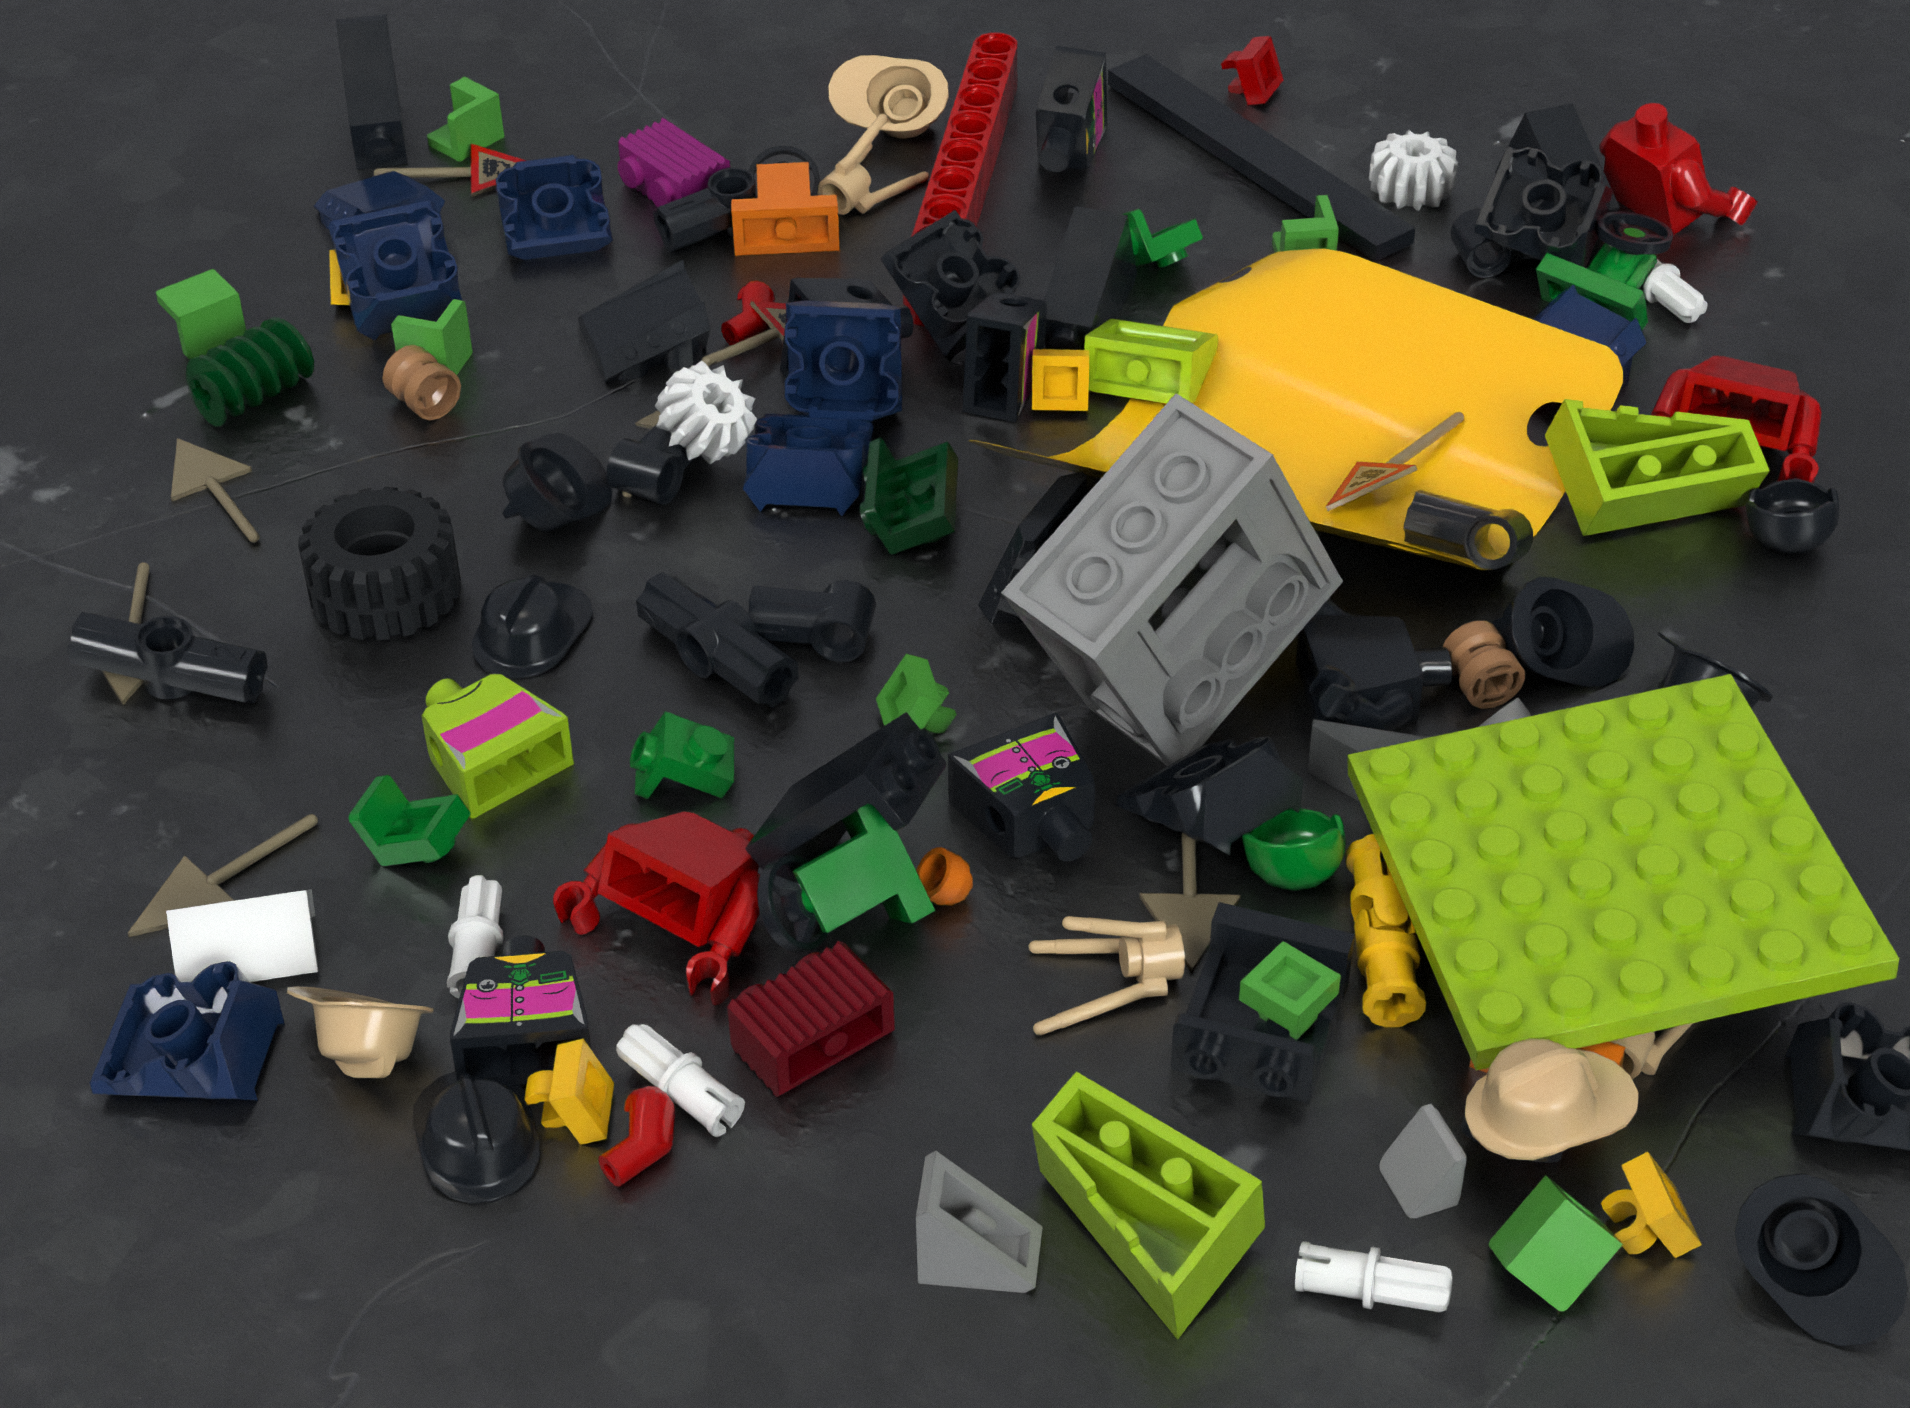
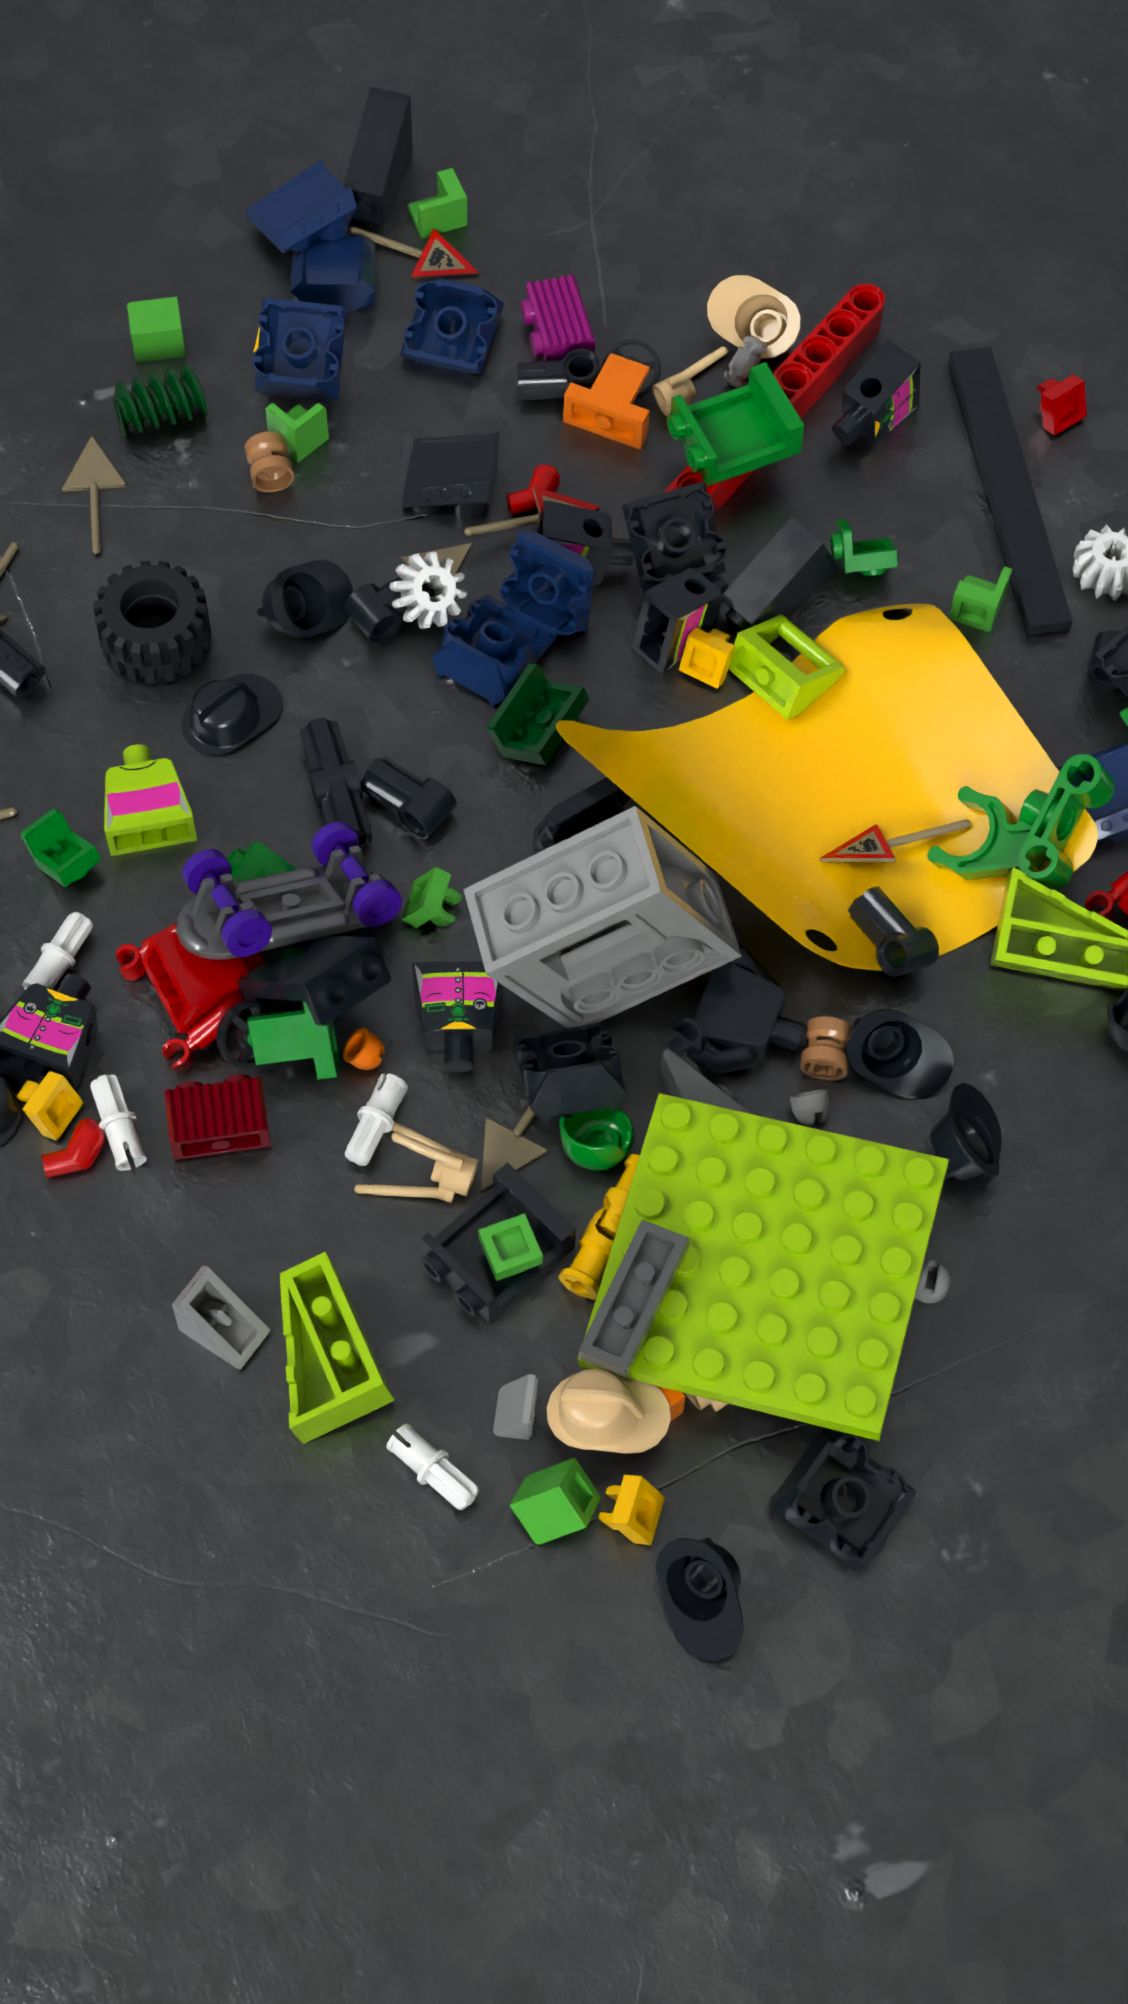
camera: 25 degrees right, 20 degrees up
(315, 161) = (304, 210): none -> dark blue slope
(710, 779) = (286, 906): none -> flat silver piece
(903, 136) = (744, 359): none -> light grey piece
(956, 168) = (737, 428): none -> green panel
(1011, 940) = (376, 1118): none -> white axle
(1506, 944) = (634, 1298): none -> dark grey plate
(1554, 373) = (1042, 827): none -> green piece

